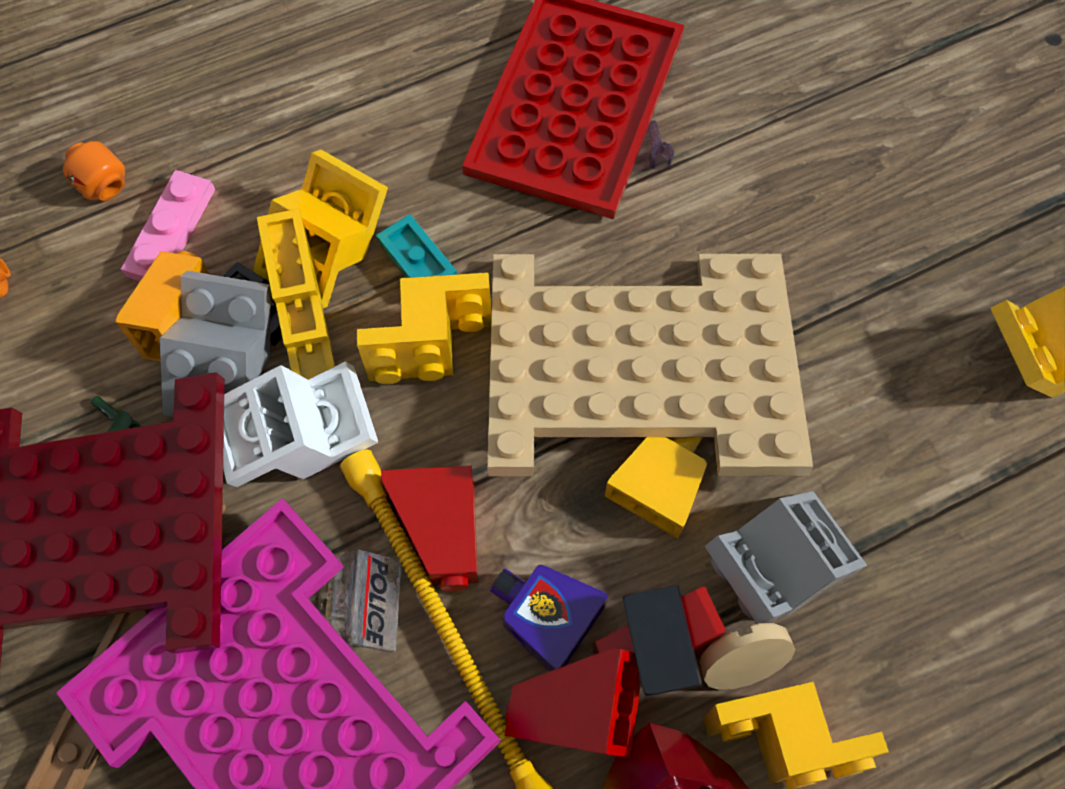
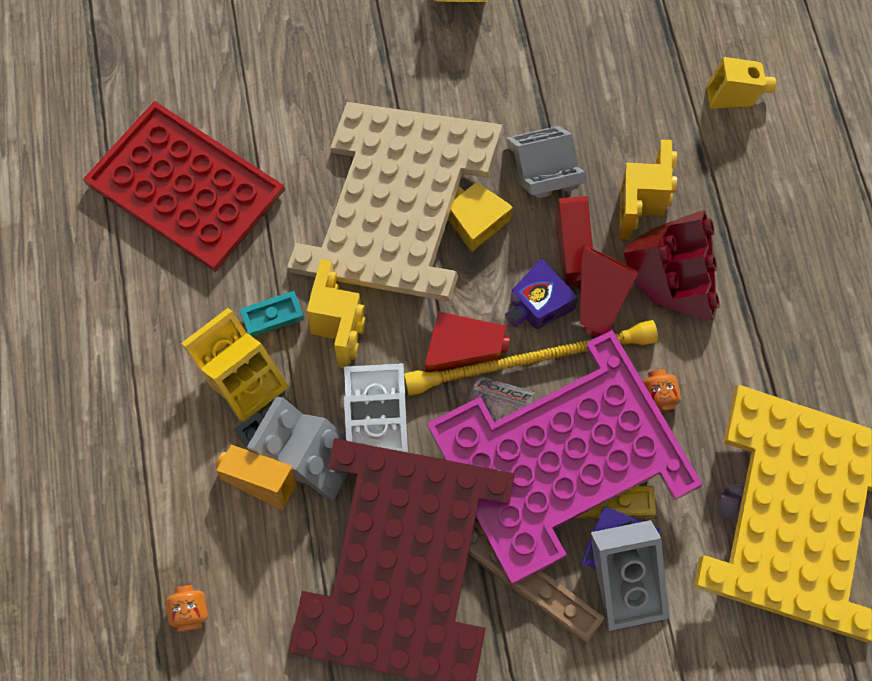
camera: 75 degrees left, 0 degrees up
(94, 171) = (122, 513): orange head -> none
(121, 419) = (332, 526): dark green hand -> none
(169, 222) = (186, 473): bright pink plate -> none
(296, 293) = (298, 389): yellow slope -> none
(658, 146) = (247, 142): clear purple hand -> none
(661, 640) = (582, 229): black slope -> none
(747, 659) = (597, 198): tan tile -> none

